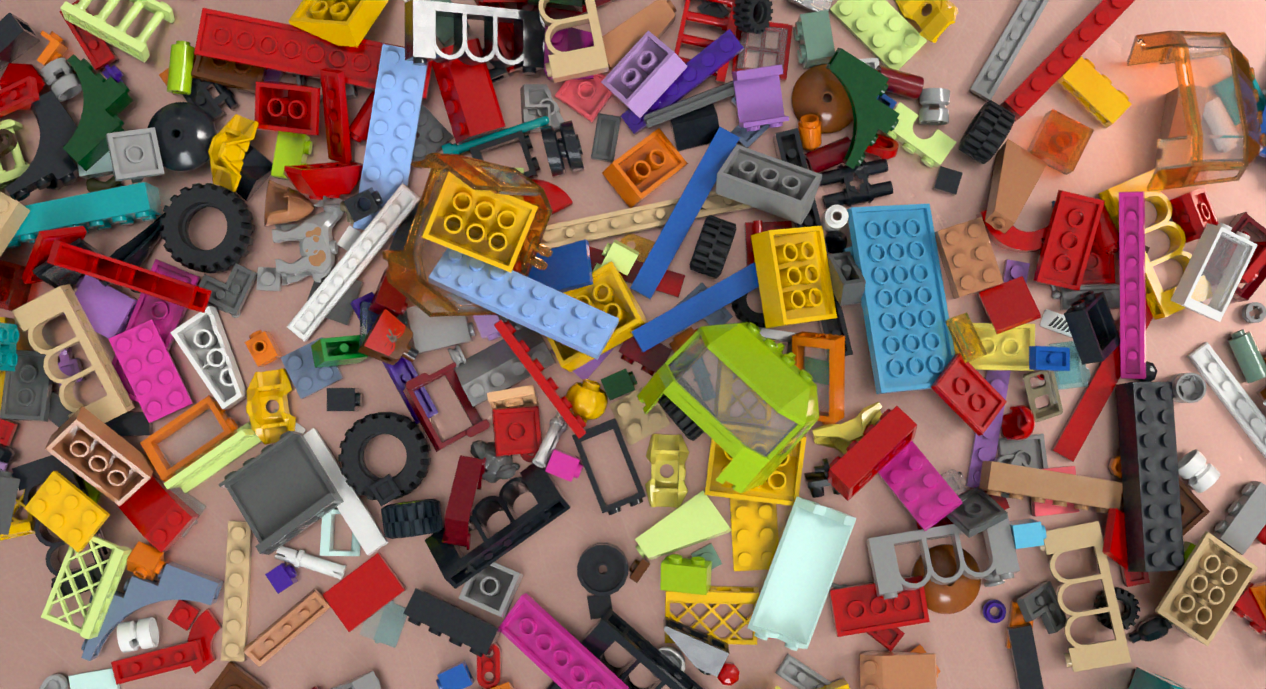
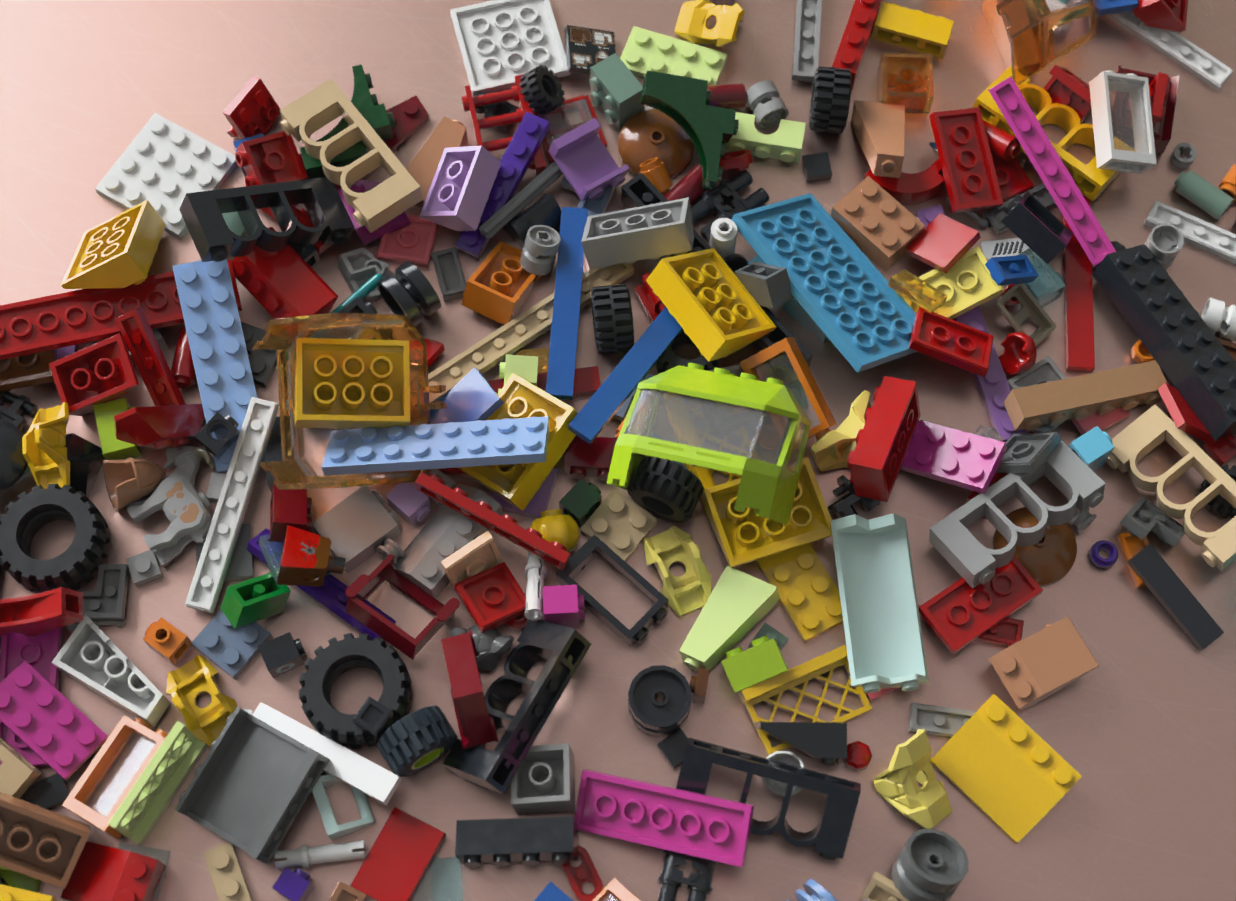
camera: 30 degrees left, 20 degrees down
(684, 157) = (540, 249): none -> light grey wheel

